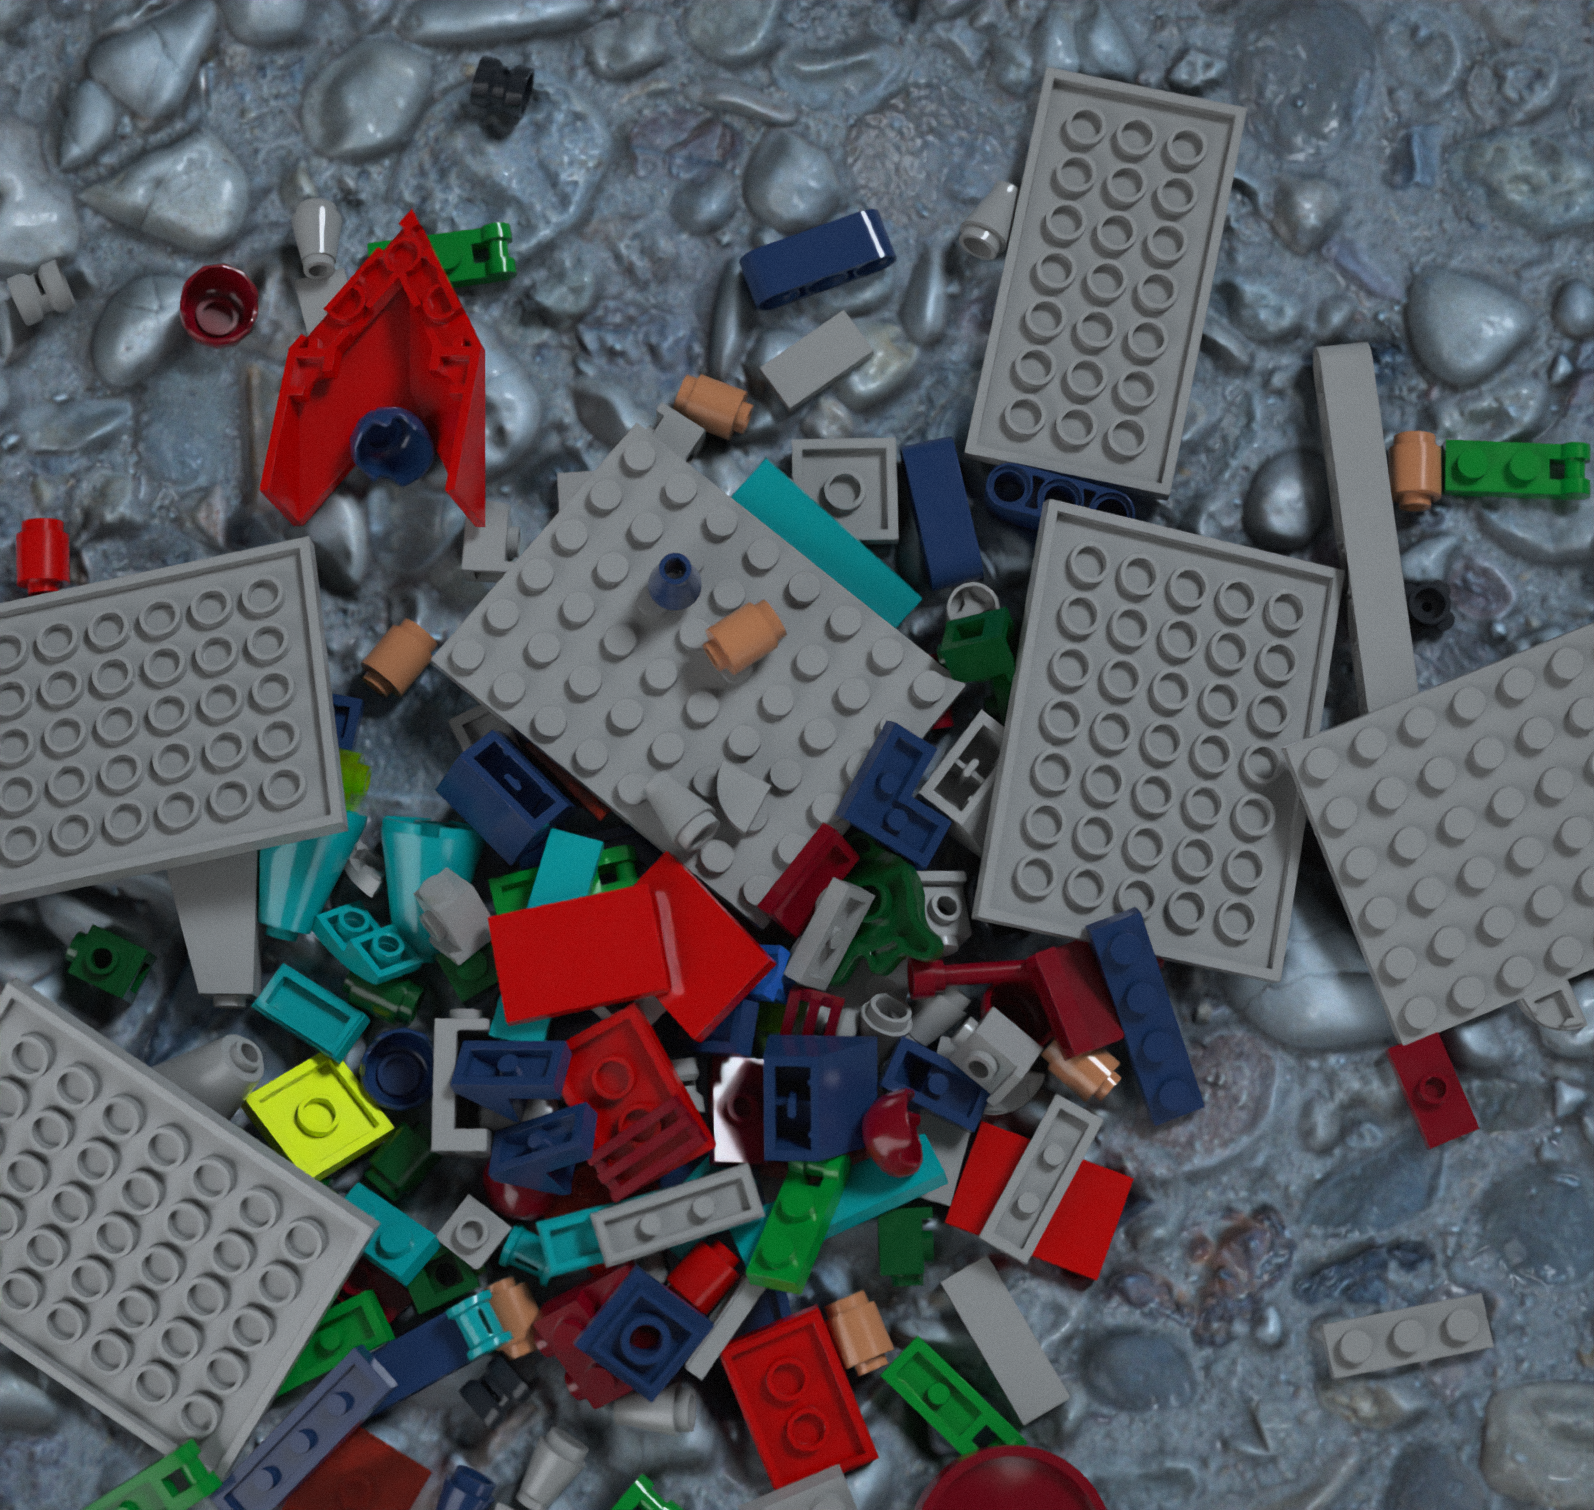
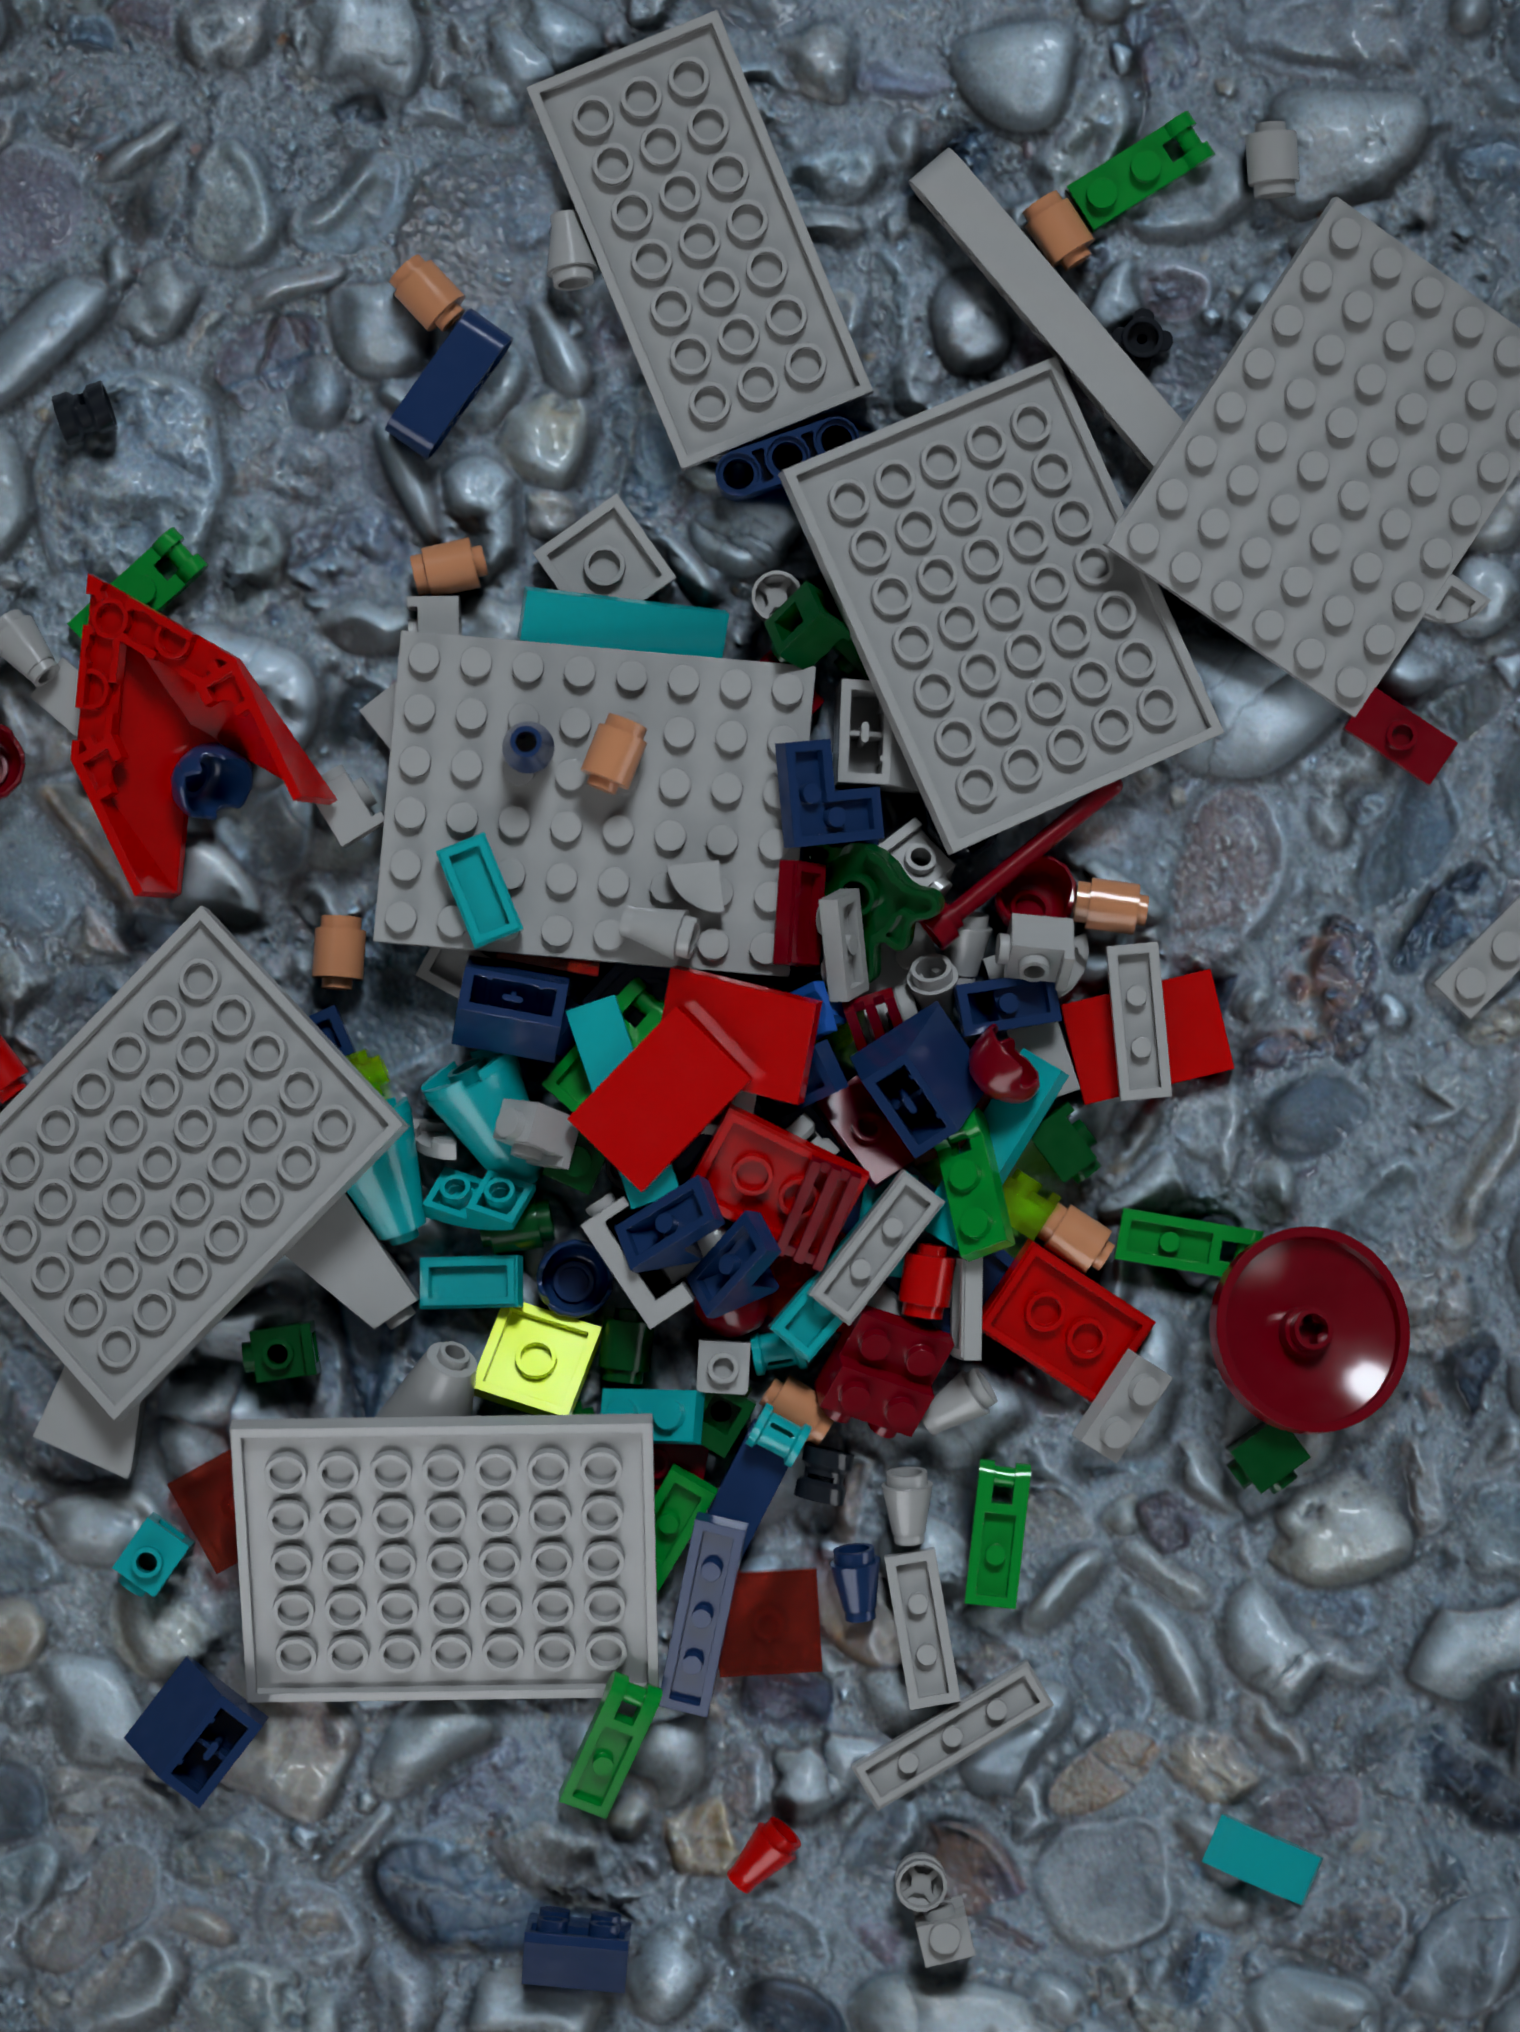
camera: 30 degrees left, 10 degrees up
(549, 675) = (479, 890): none -> teal tile
(637, 1303) = (890, 1340): dark blue piece -> none
(816, 361) = (505, 470): light grey tile -> none
(832, 1272) = (1025, 1207): none -> clear neon green brick
(850, 175) = (428, 294): none -> nougat brick
(941, 513) = (696, 530): dark blue beam -> none
(1005, 1340) = (1192, 1163): light grey tile -> none
(1074, 998) = (1072, 862): dark red panel -> none
(1145, 1016) = (1135, 836): dark blue plate -> none

